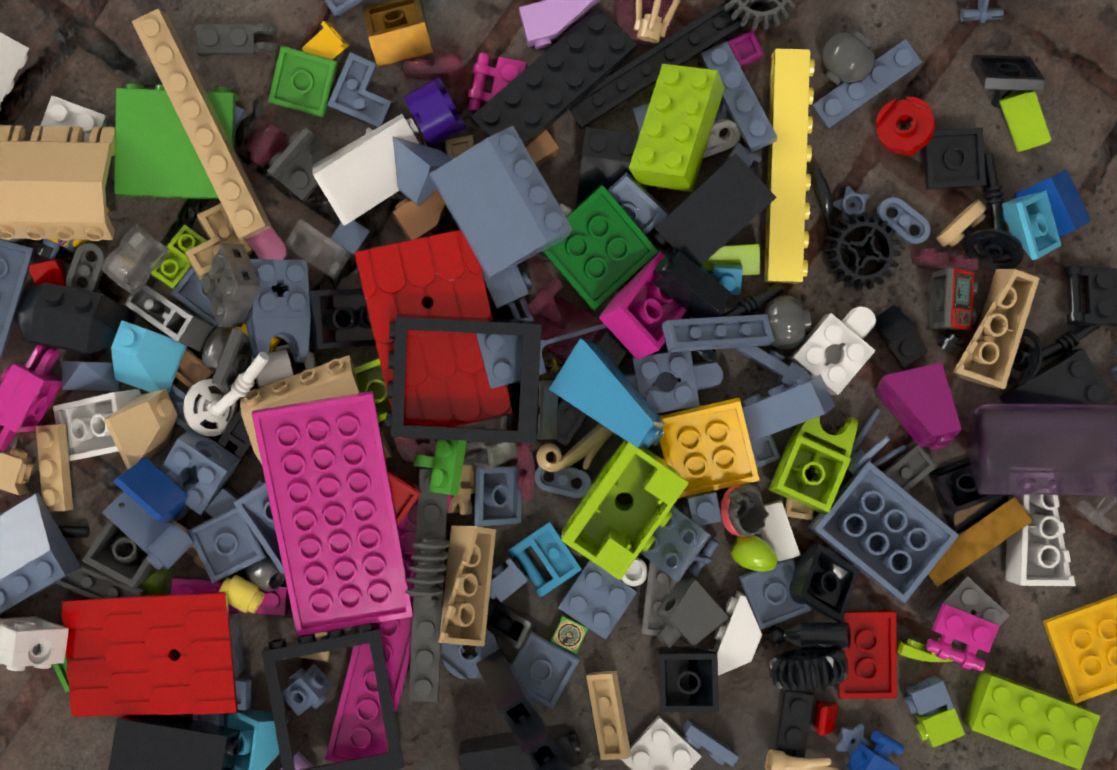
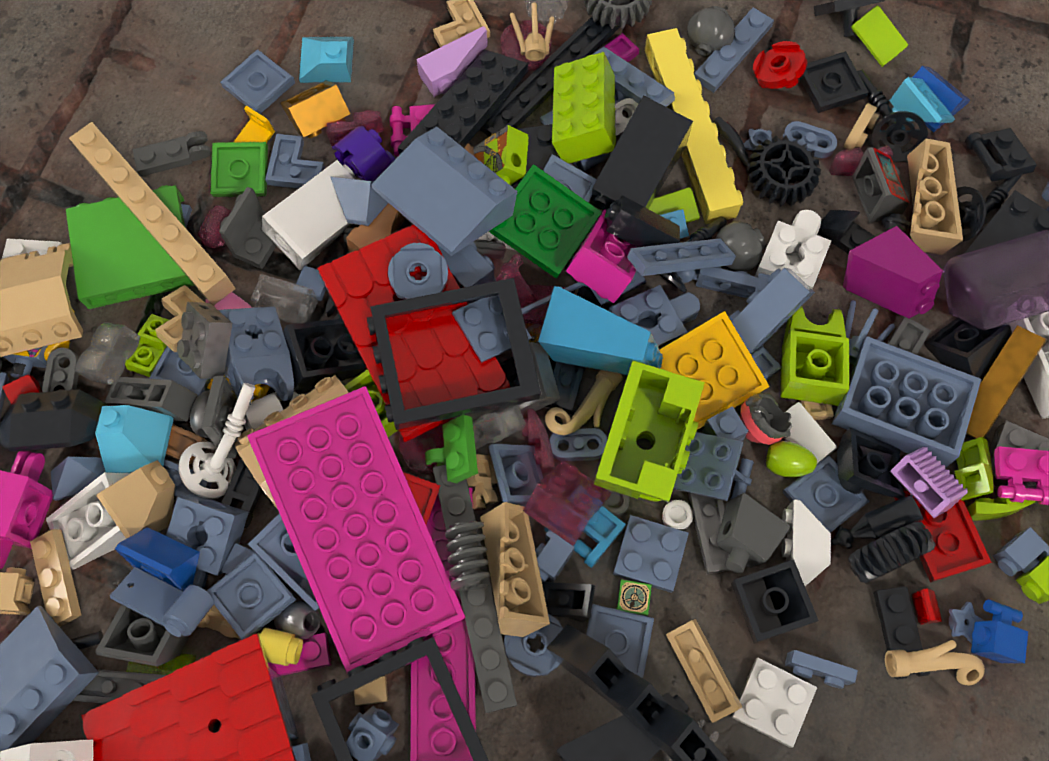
camera: 15 degrees left, 20 degrees down
(436, 296) = (405, 262): none -> sand blue plate
(533, 536) = (566, 501): none -> clear pink bracket
(572, 170) = (505, 153): none -> lime torso
(868, 617) = (929, 481): none -> lavender brick
(918, 614) = (975, 468): none -> lime slope

